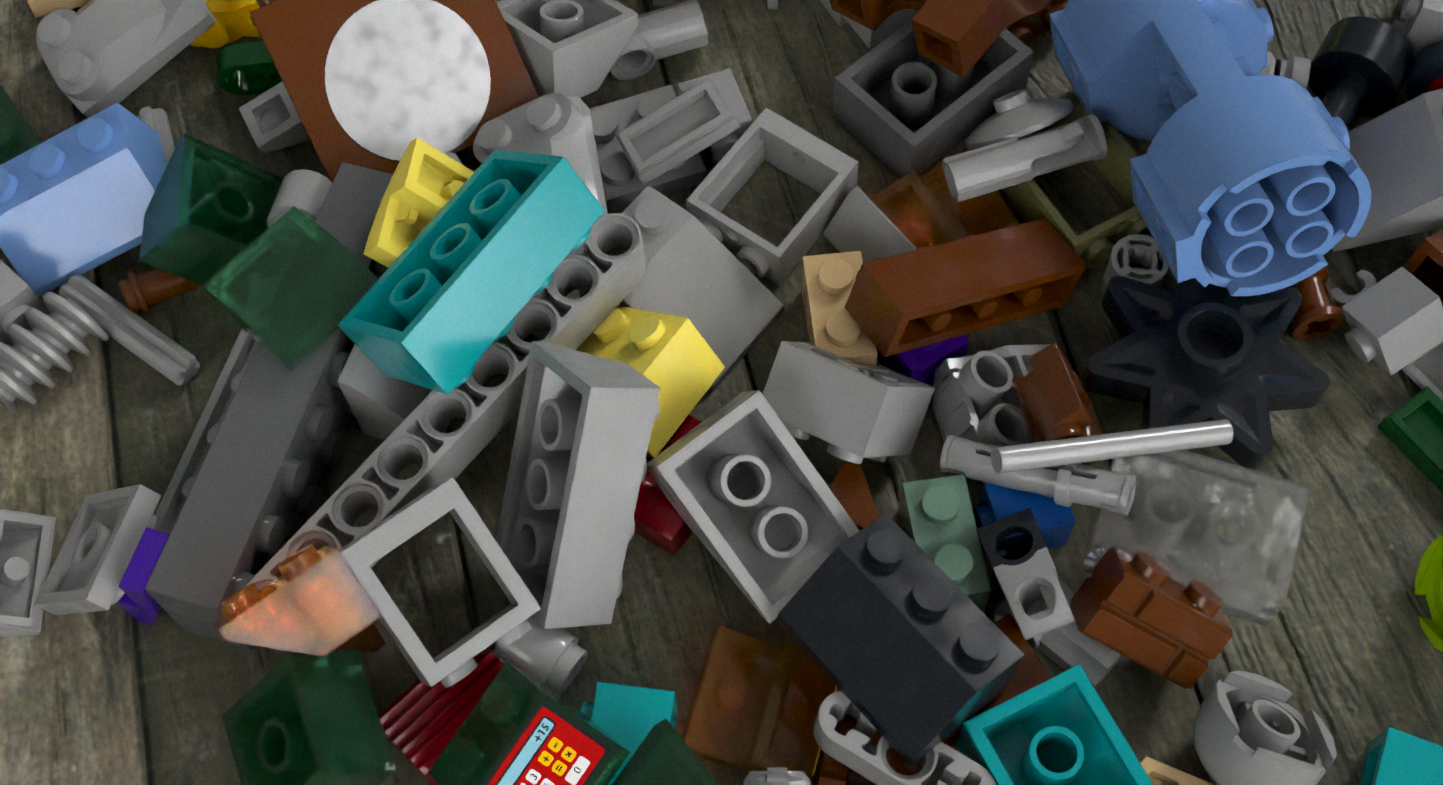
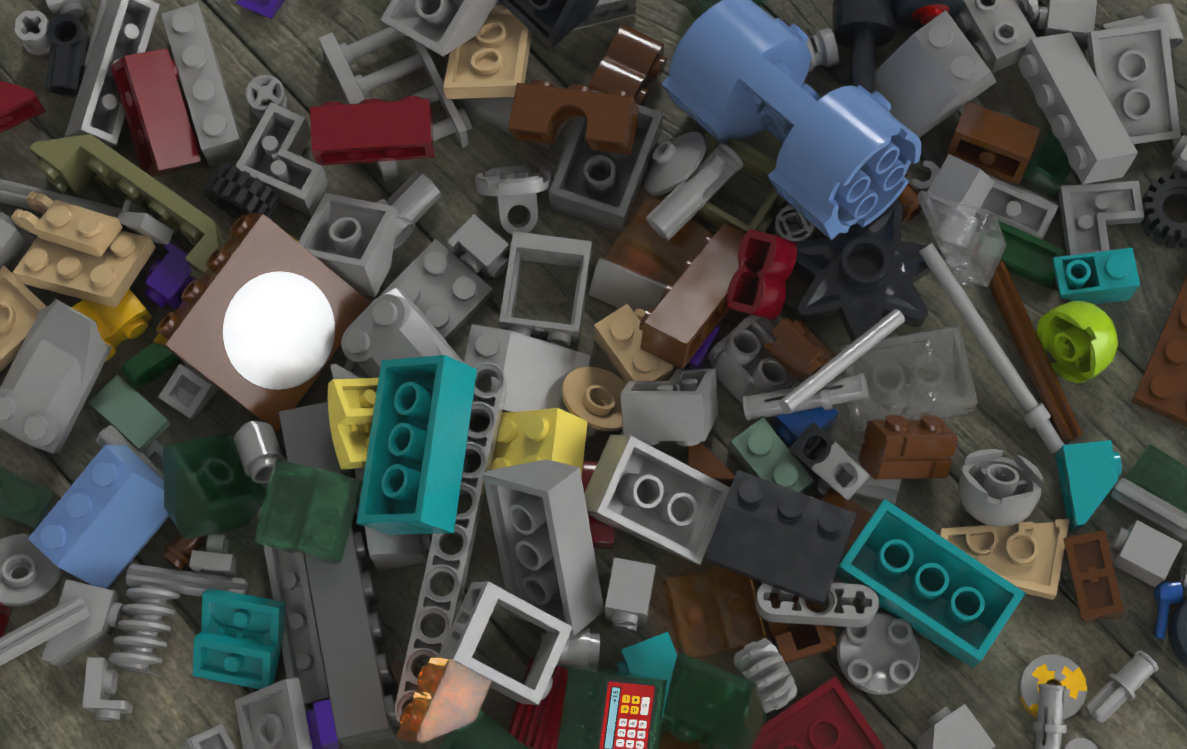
camera: 30 degrees left, 10 degrees up
(139, 422) = (239, 639): none -> teal slope
(176, 314) = (215, 559): none -> light grey tile
(196, 108) = (129, 413): none -> sand green slope
(651, 614) = (629, 594): none -> light grey brick
(677, 130) = (466, 276): light grey tile -> none
(748, 344) = (595, 397): none -> tan dish
(797, 65) = (514, 187): none -> light grey tile
(1061, 287) = (763, 268): none -> dark red brick
(1364, 668) = (1034, 414): none -> light grey bar
(1376, 377) = (966, 237): none -> clear slope
(1401, 588) = (1034, 355): none -> reddish brown axle

